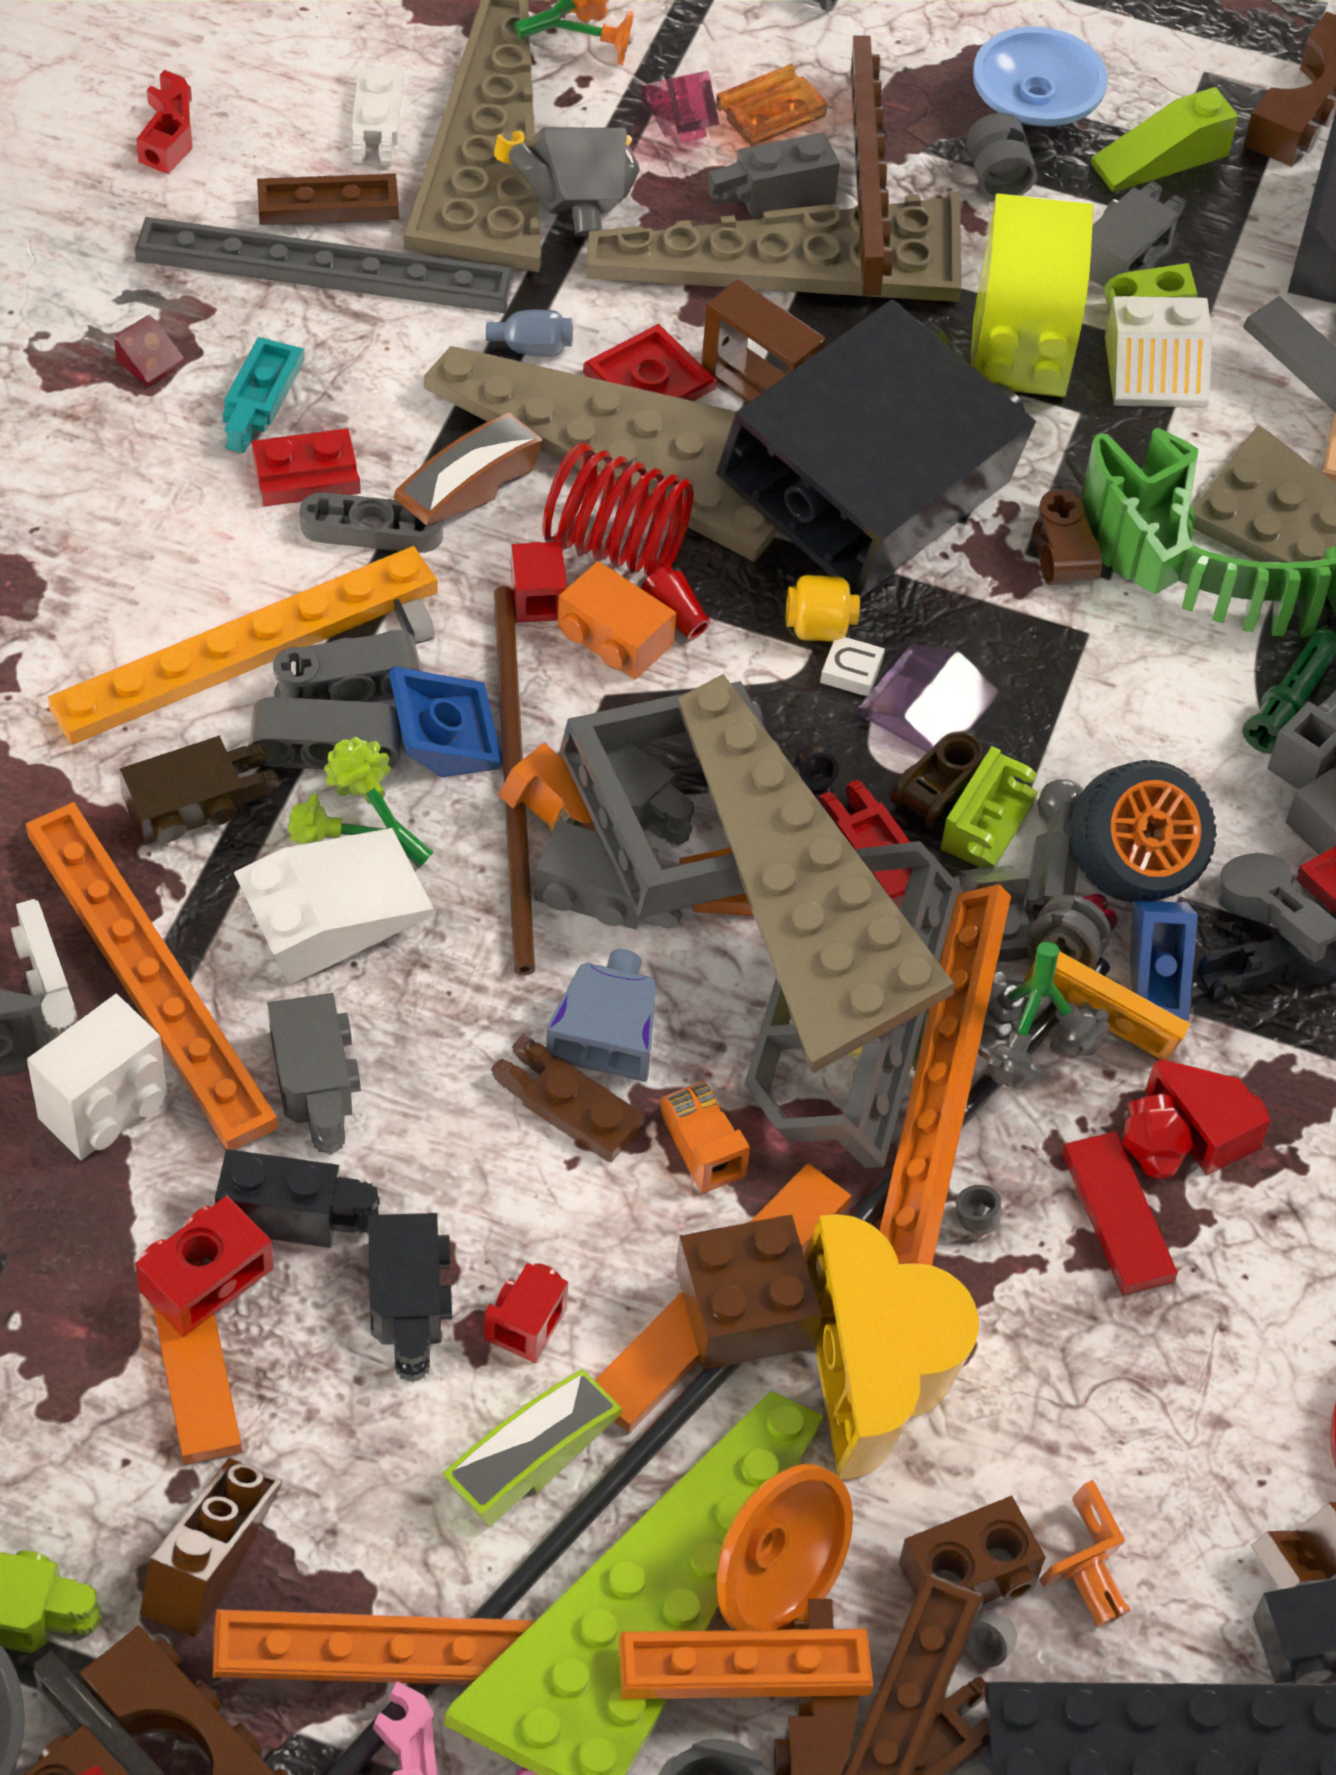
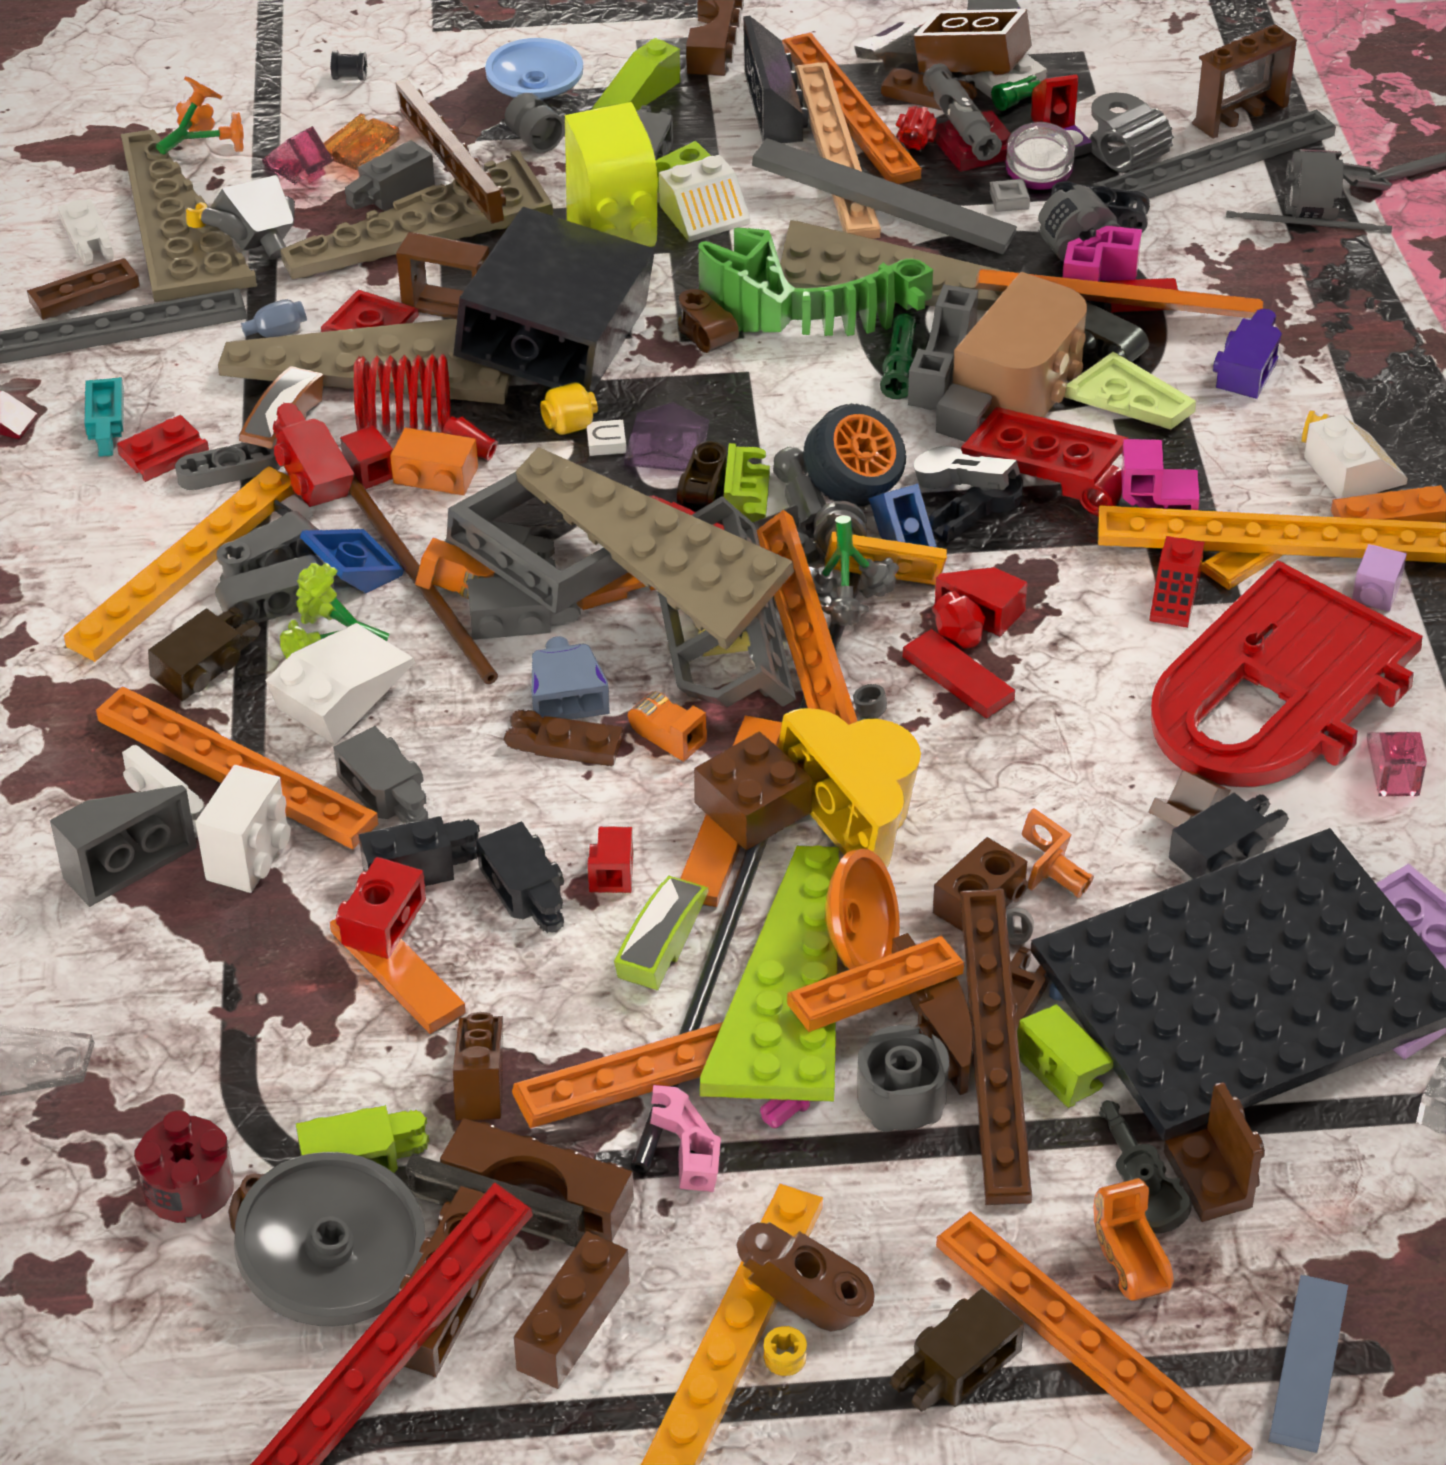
camera: 20 degrees left, 10 degrees down
(461, 559) = (310, 457): none -> red hinge

